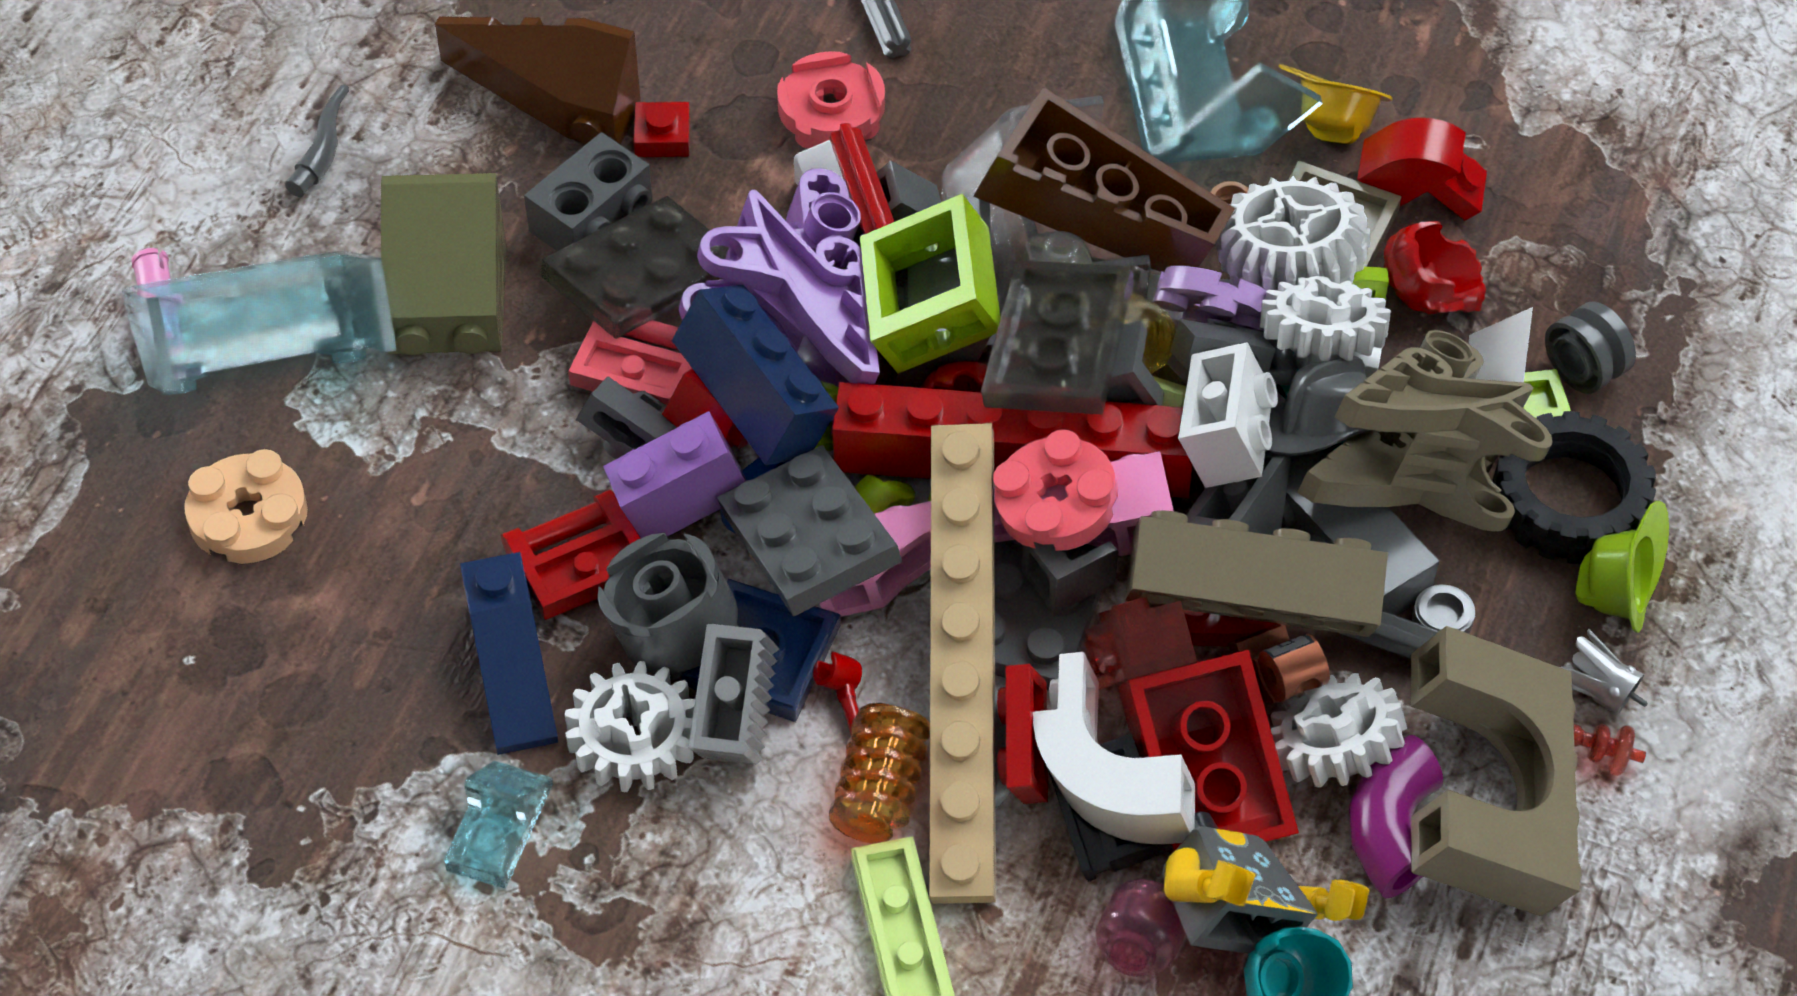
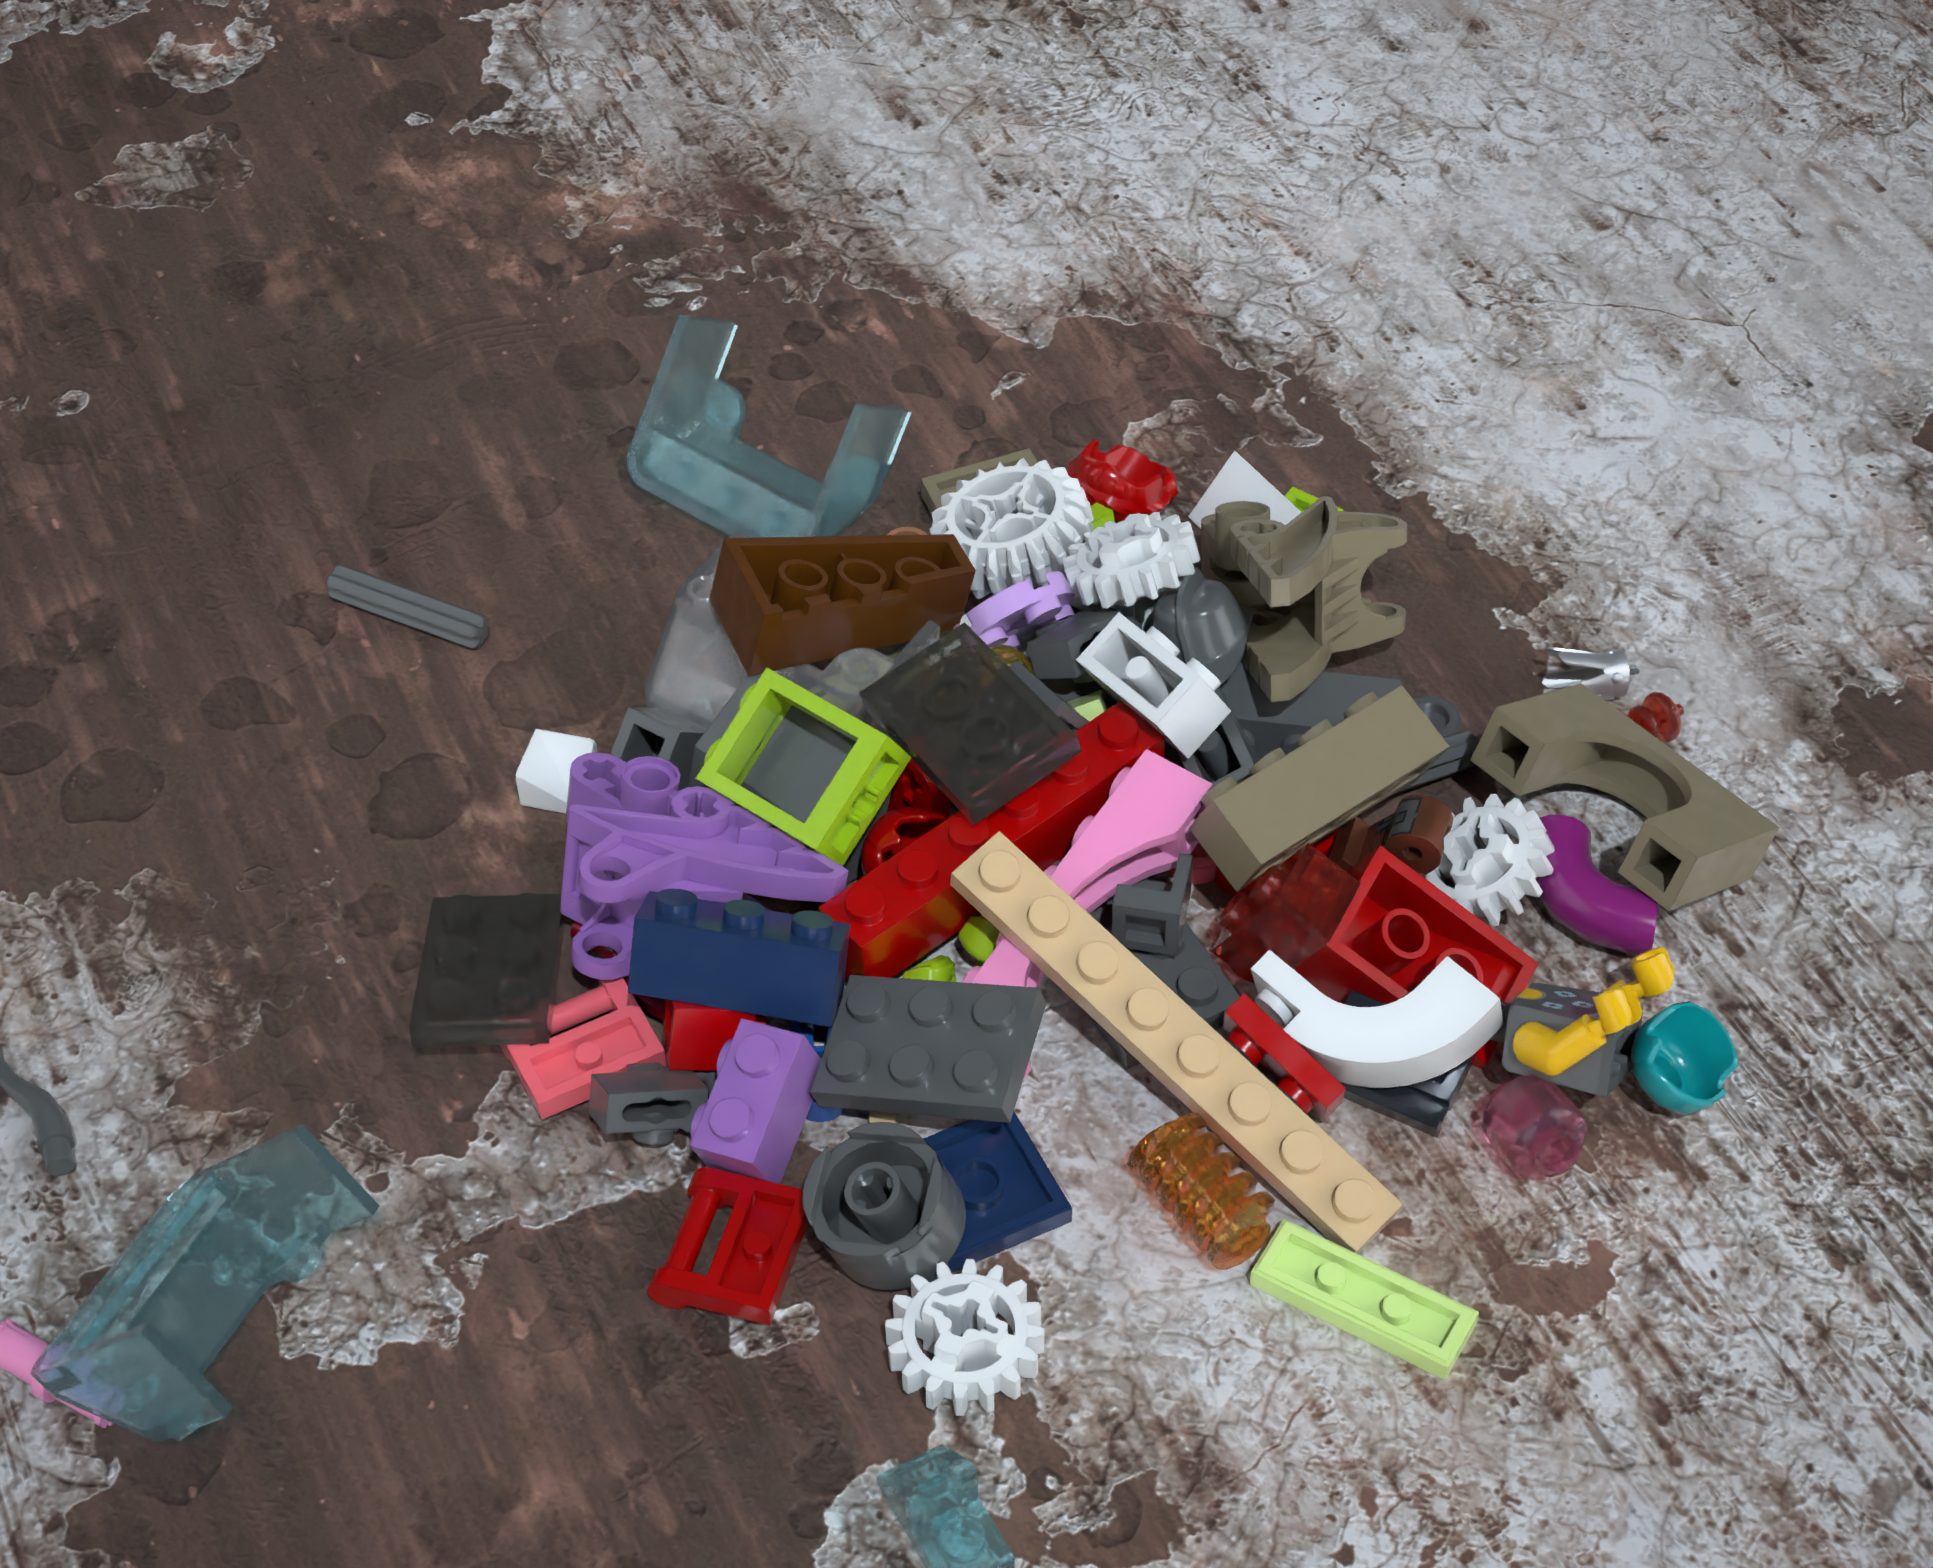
camera: 45 degrees left, 5 degrees down
(239, 479) = (386, 1508): light nougat plate -> none
(444, 262) = (313, 1069): olive slope -> none
(509, 653) = (781, 1373): dark blue slope -> none
(567, 76) = (216, 872): reddish brown wedge -> none
(588, 193) = (369, 952): dark grey brick -> none
(662, 129) = (352, 850): red plate -> none
(732, 694) = (1032, 1227): light grey brick -> none
(826, 73) = (481, 741): coral plate -> none
(844, 677) = (1088, 1158): red hand -> none
(861, 177) = (605, 736): red axle -> none
(1048, 463) = (1102, 810): coral plate -> none
(1344, 111) = (924, 422): yellow piece -> none
(1423, 158) = (1014, 409): red brick -> none
(1586, 441) = (1448, 534): black tyre -> none
(1590, 347) = (1298, 450): dark grey wheel -> none
(1626, 567) = (1517, 591): lime piece -> none

